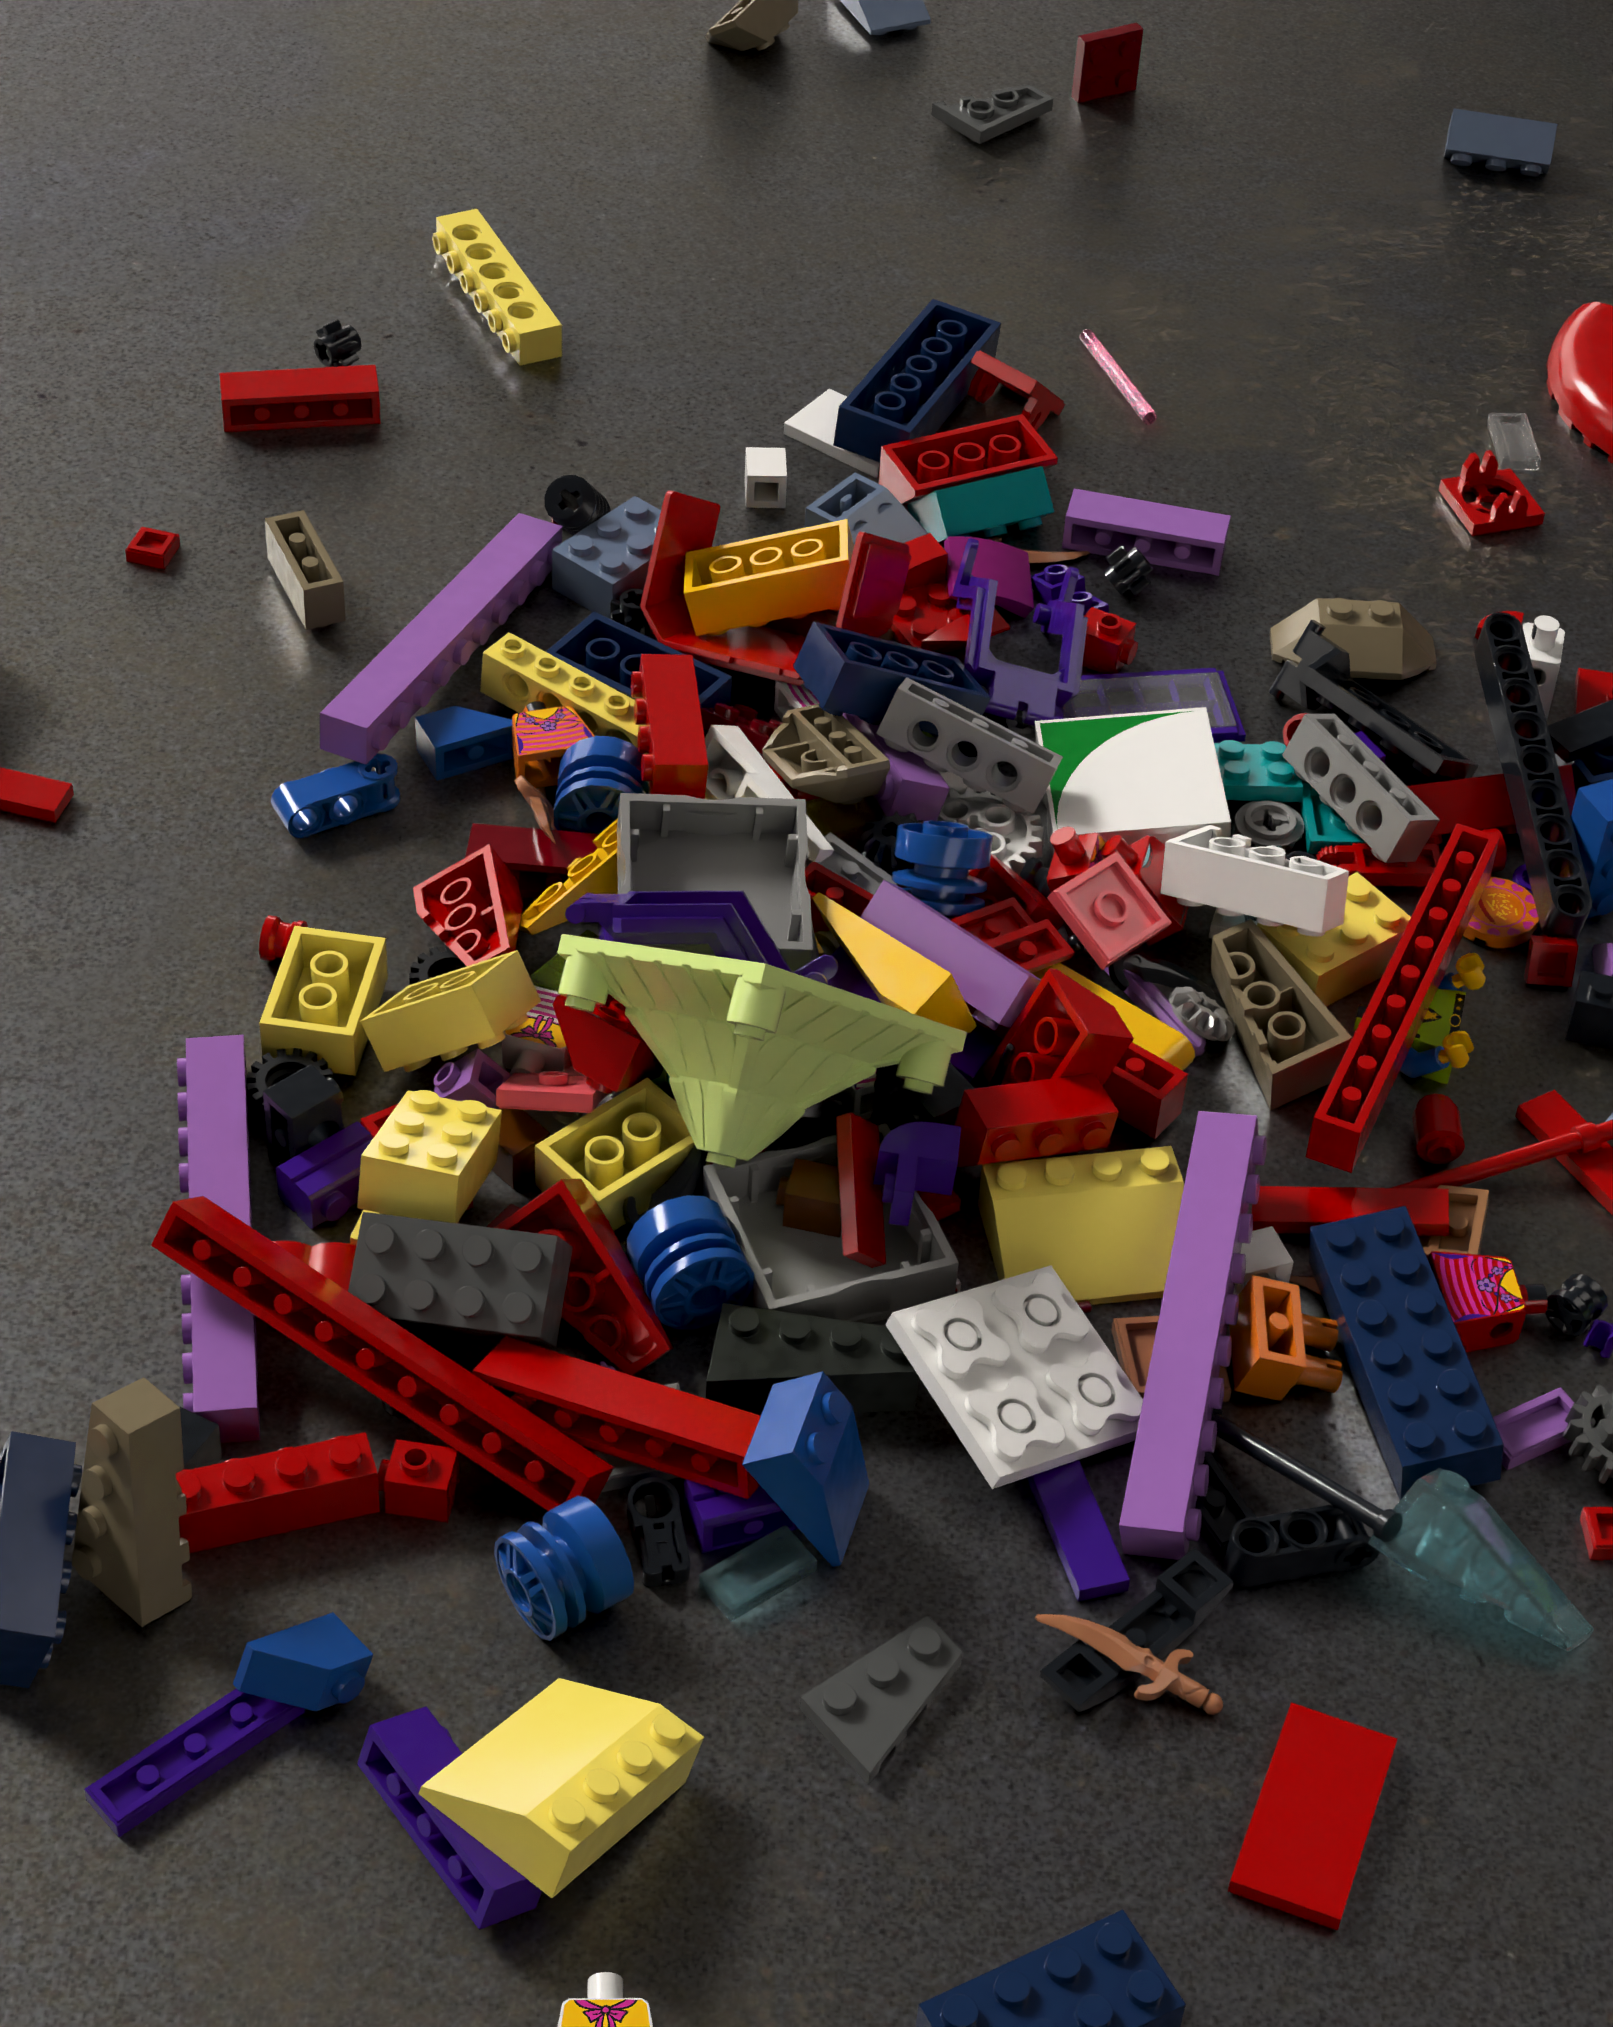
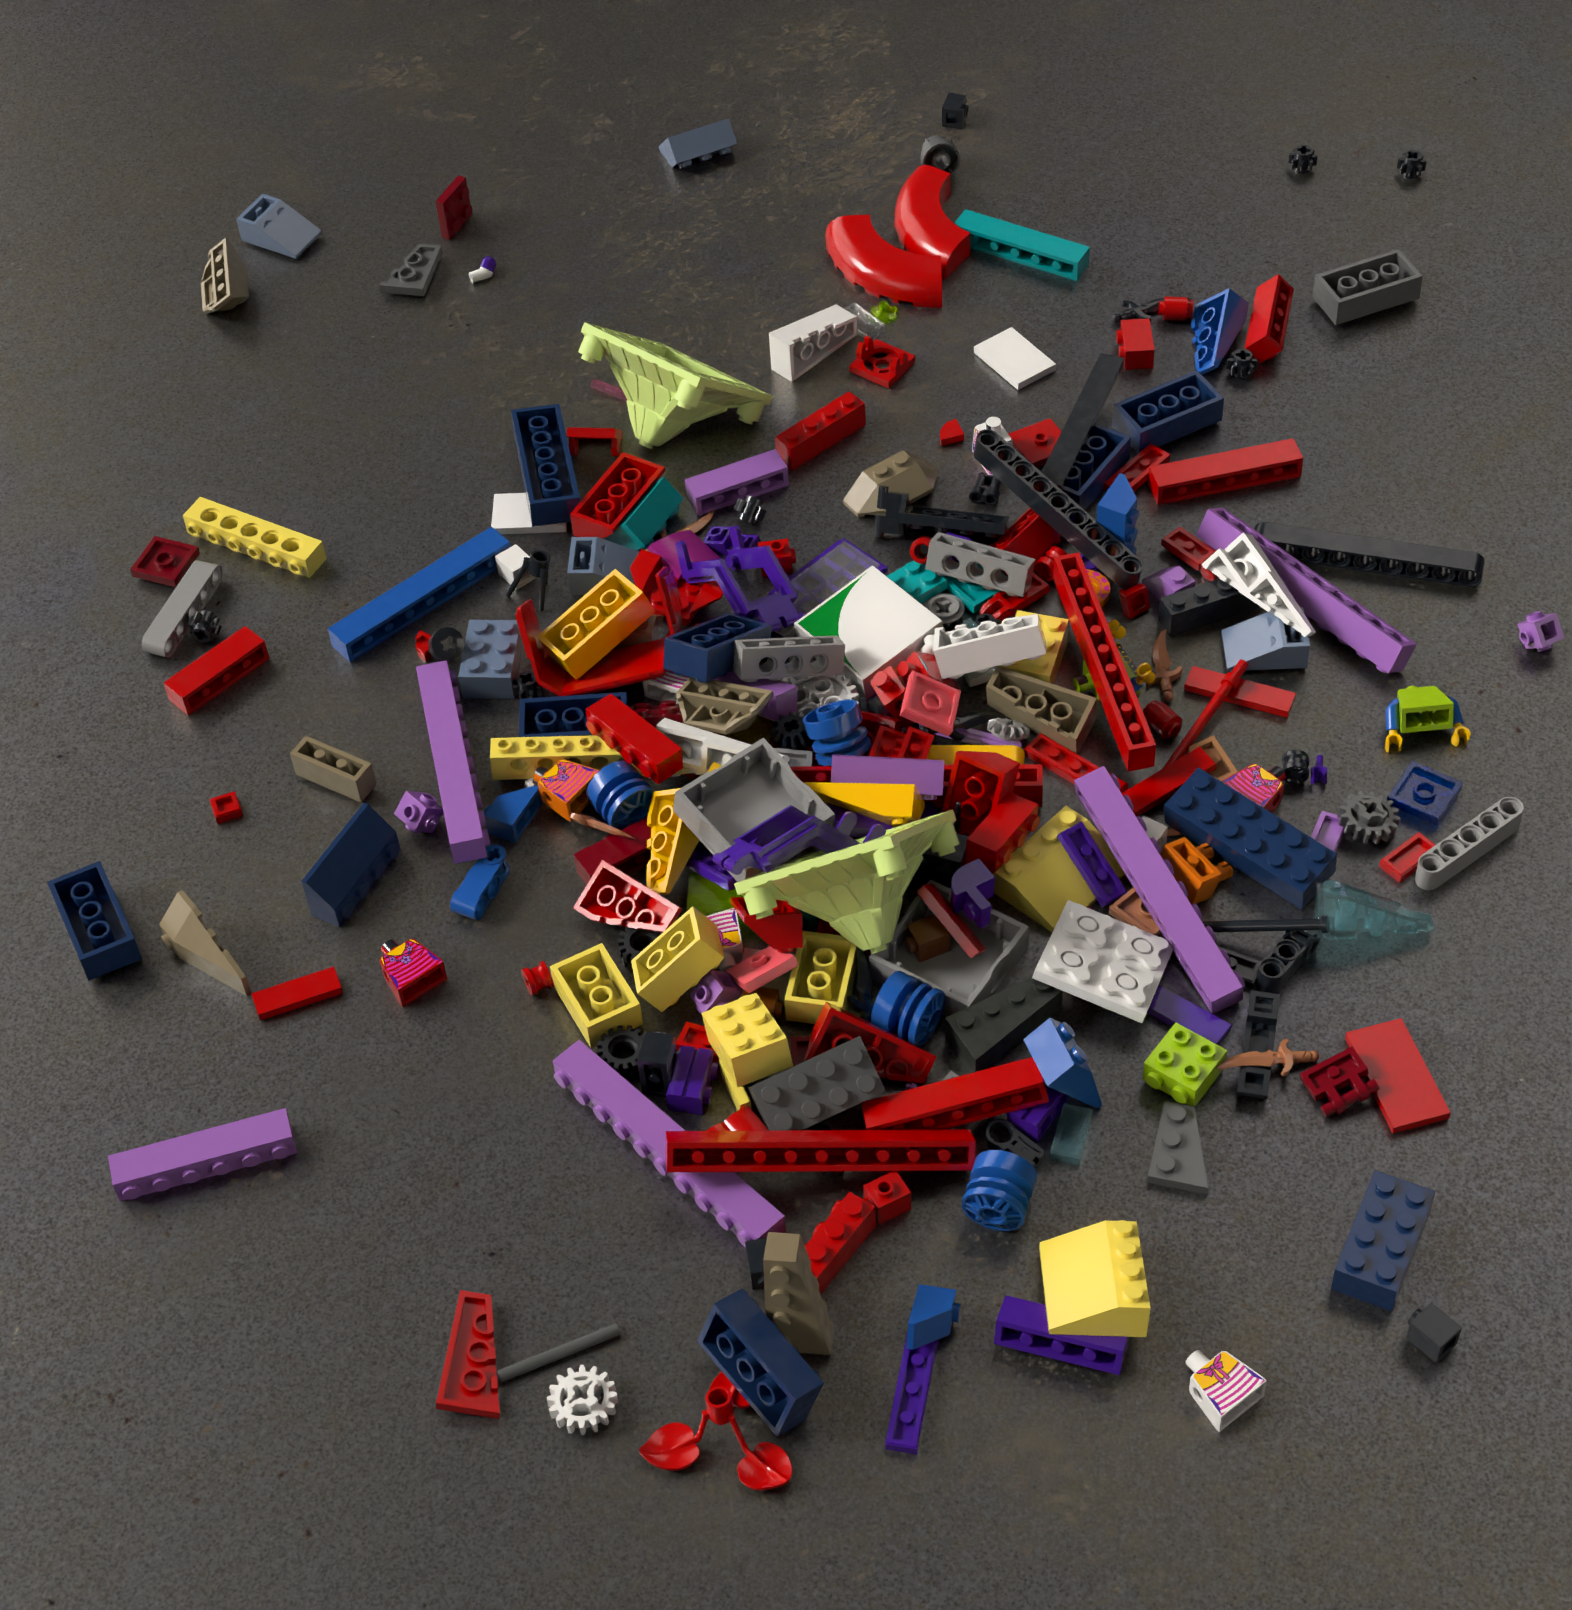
camera: 30 degrees left, 5 degrees up
(146, 840) = (410, 969): none -> red torso
(203, 680) = (350, 866): none -> dark blue slope
(343, 664) = (419, 812): none -> medium lavender brick
(363, 305) = (188, 597): none -> light grey beam
(373, 259) = (165, 561): none -> dark red plate
(614, 444) = (417, 595): none -> blue brick
(779, 478) = (538, 566): none -> black plant
(996, 1584) = (1184, 1065): none -> lime brick
(1081, 153) = (486, 270): none -> arm
(1136, 1243) = (1091, 864): none -> dark purple tile
(1154, 363) = (666, 386): none -> yellowish green piece
(1212, 1746) = (1334, 1074): none -> dark red plate
(1241, 1091) = (1061, 760): none -> red tile
(1319, 530) = (821, 430): none -> red brick
(1413, 422) = (810, 340): none -> white wedge
(1471, 720) = (982, 493): none -> black piece
(1505, 1076) = (1162, 667): none -> nougat piece
(1557, 447) = (884, 312): none -> clear neon green plant

